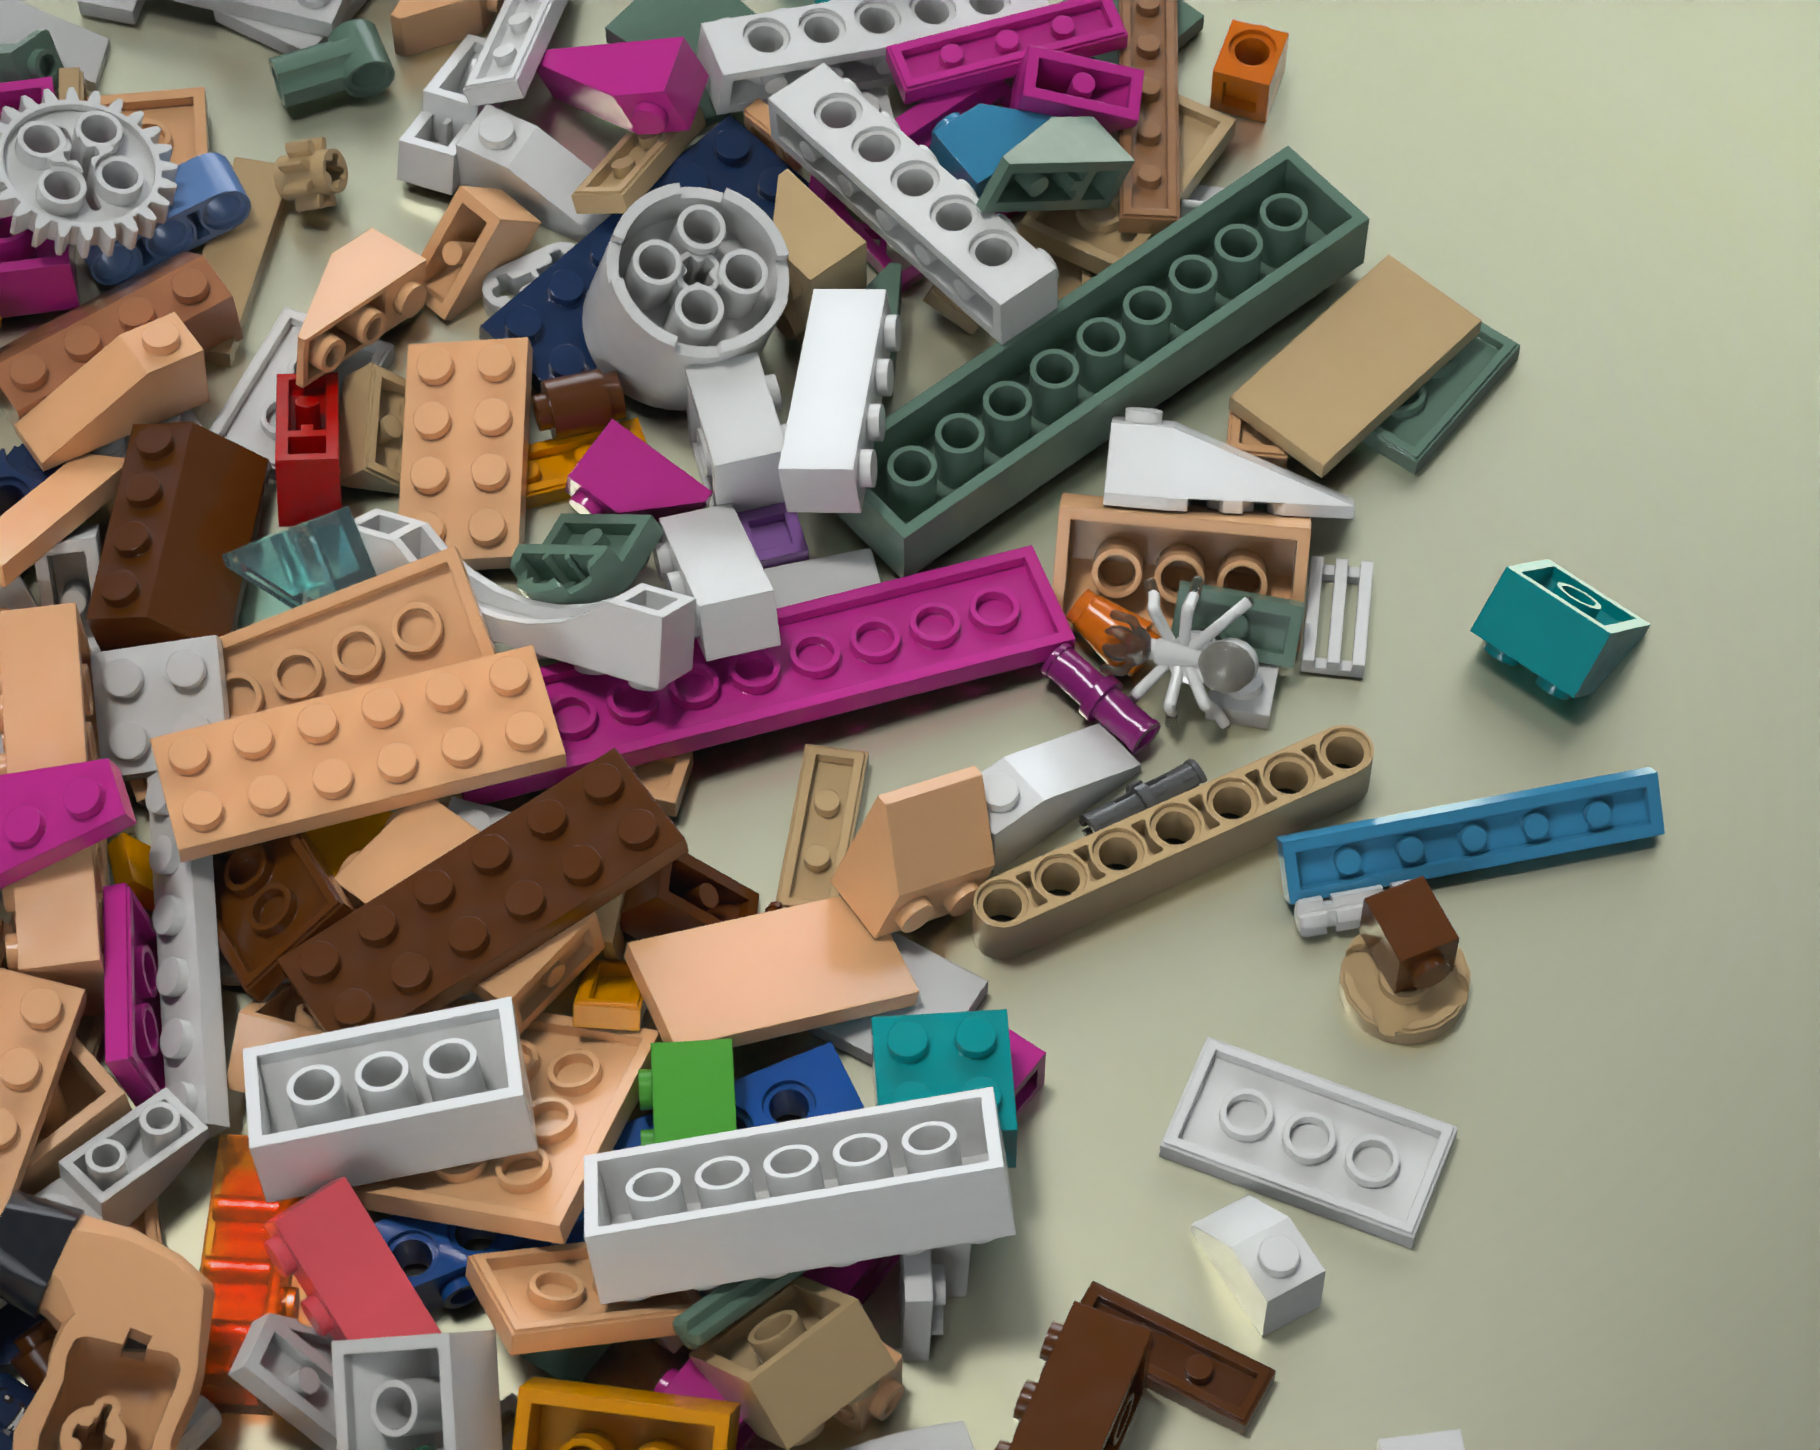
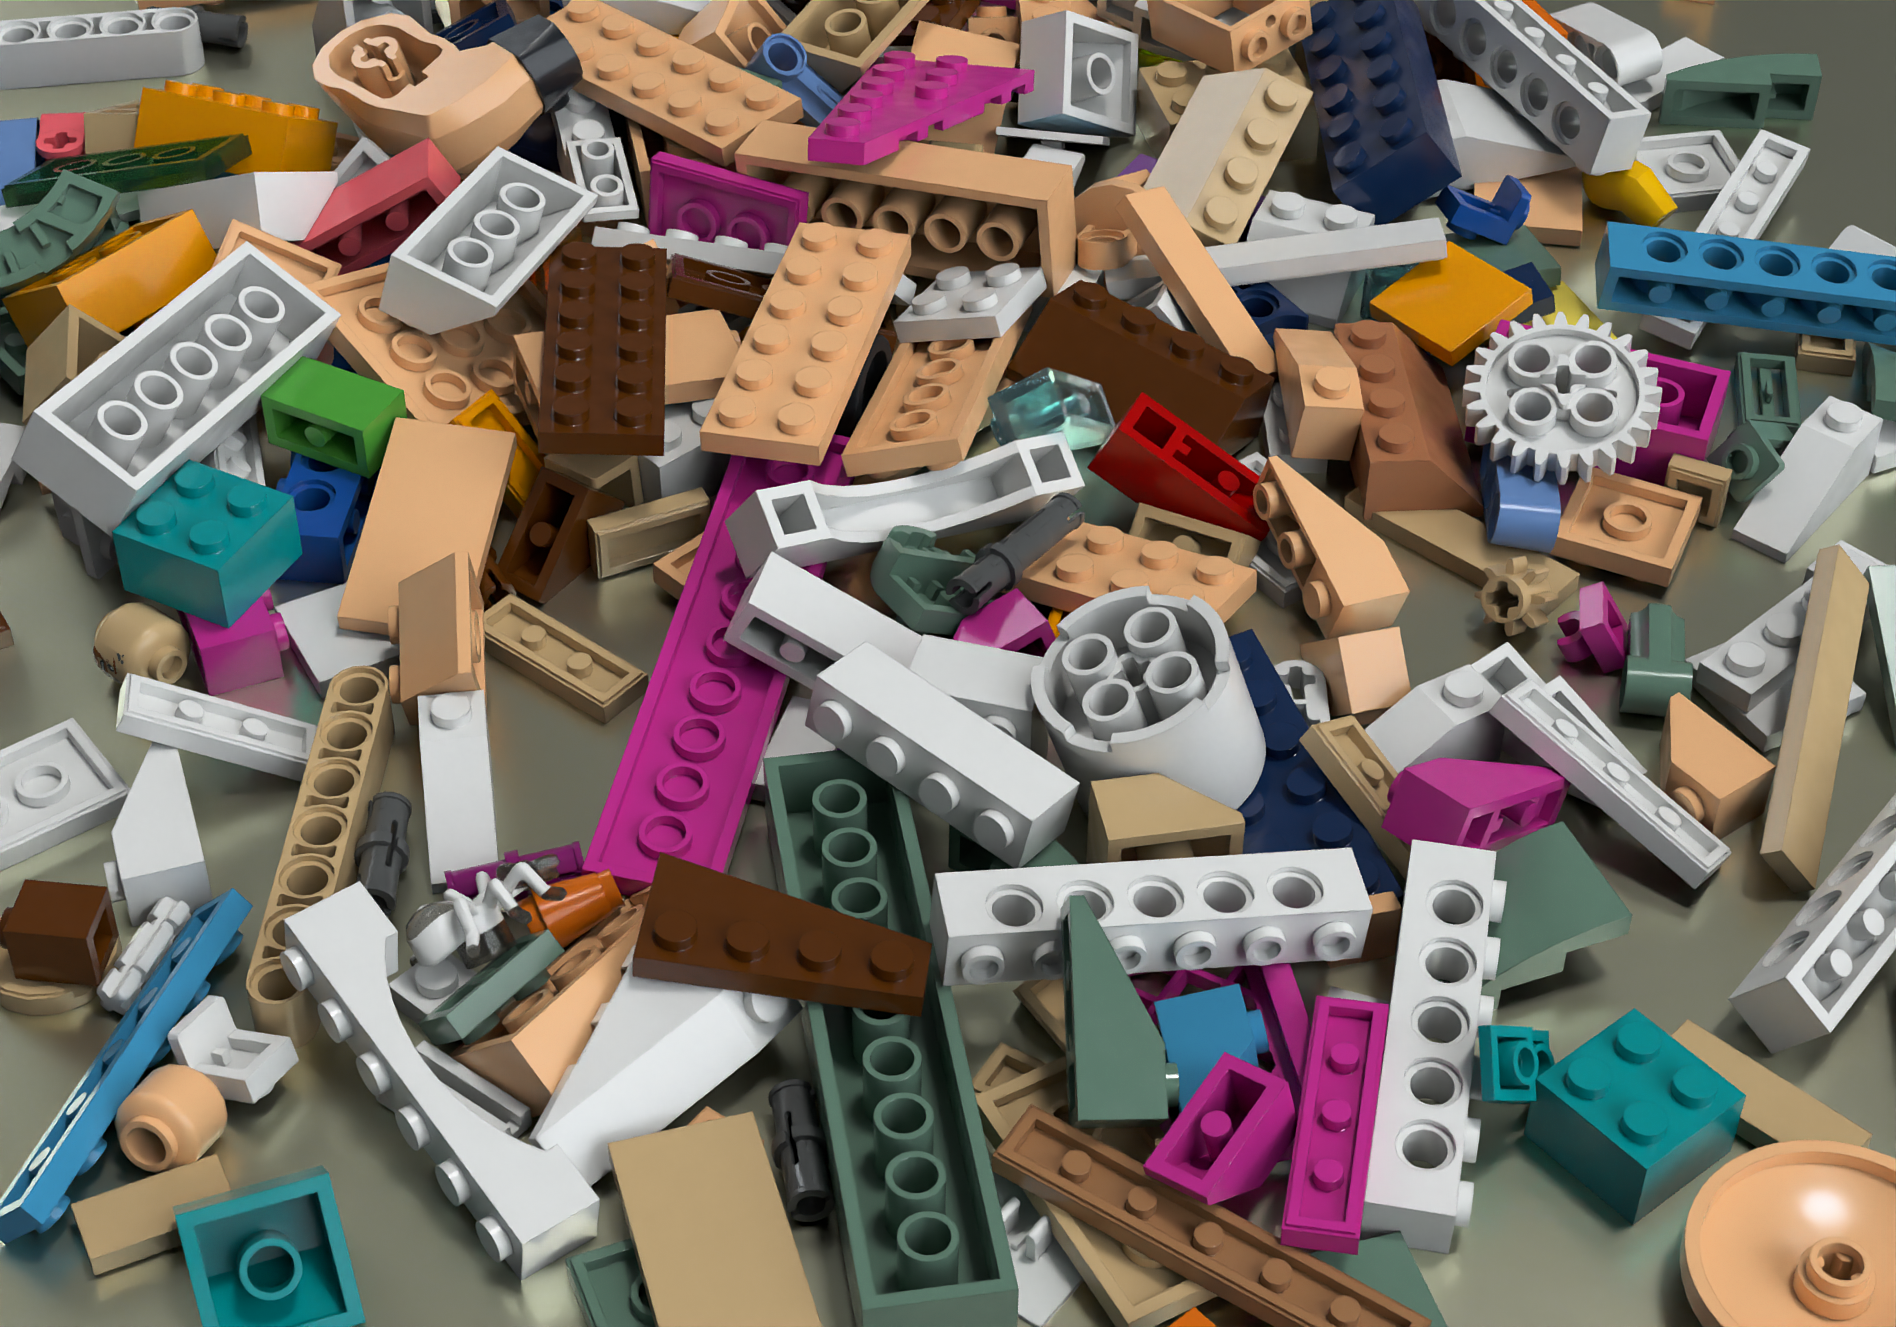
camera: 120 degrees right, 15 degrees down
(312, 112) = (1595, 629): none -> dark pink tile
(591, 502) = (1003, 563): none -> dark grey pin
(1054, 1138) = (142, 643): none -> tan head
(1114, 420) = (759, 941): none -> reddish brown wing
(1120, 982) = (214, 727): none -> white tile
(1194, 398) = (800, 1150): none -> dark grey pin
(1245, 969) = (157, 840): none -> white slope
(1316, 677) = (524, 1199): none -> white arch
(1416, 762) = (236, 1060): none -> white bracket
(1497, 759) = (170, 1118): none -> light nougat head
(1567, 734) = (140, 1216): none -> tan tile

